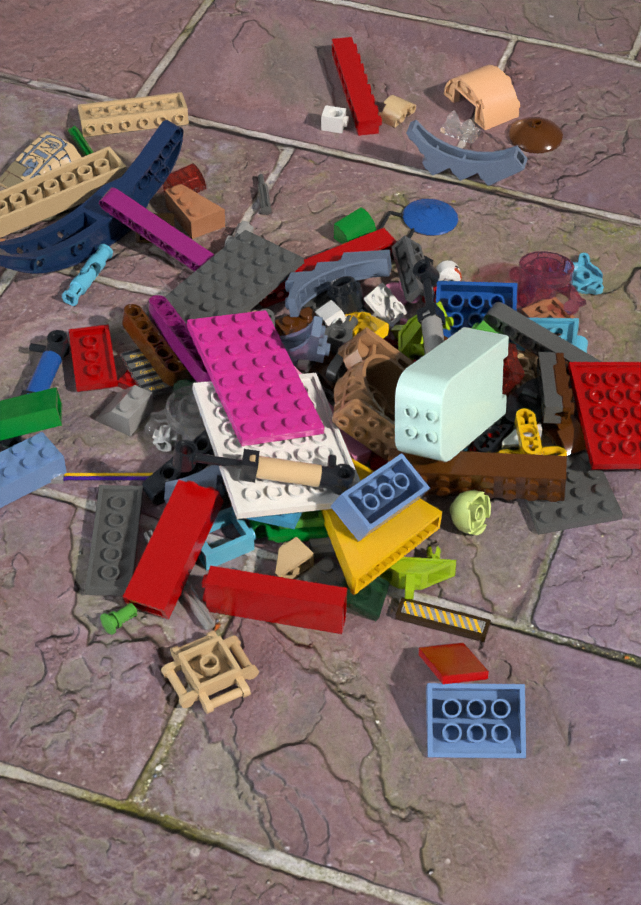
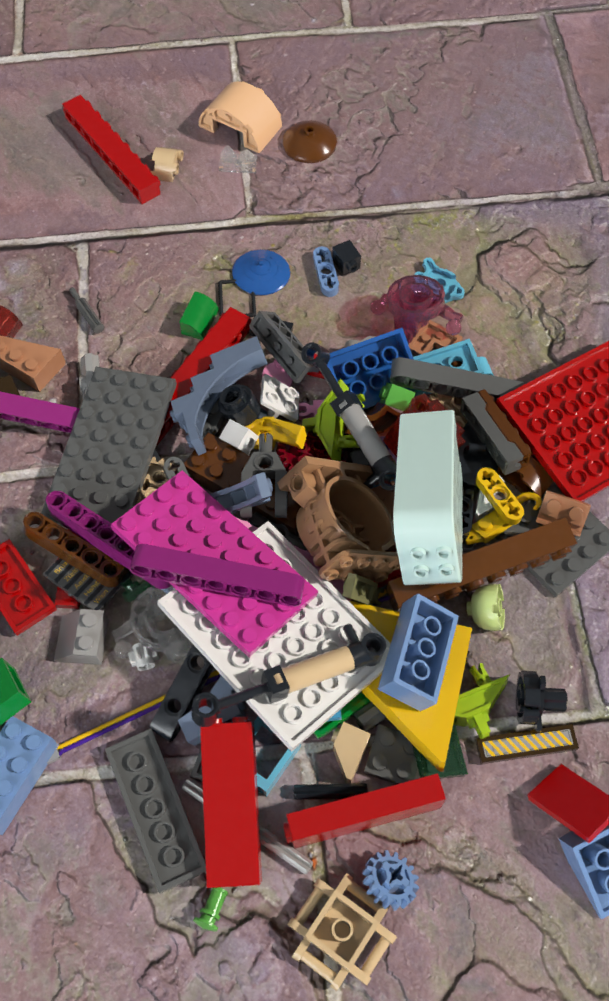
camera: 25 degrees left, 15 degrees up
(249, 379) = (217, 575): none -> magenta beam
(268, 653) = (402, 886): none -> medium blue gear
(334, 119) = (111, 195): white brick -> none
(364, 449) = (361, 589): none -> olive plate
(449, 271) = (317, 332): white head -> none
(464, 163) = (267, 200): sand blue arch -> none
(467, 583) = (534, 698): none -> black piece
(488, 239) = (324, 278): none -> medium blue beam
(510, 228) = (346, 257): none -> black brick
(581, 469) = (558, 506): none -> nougat plate

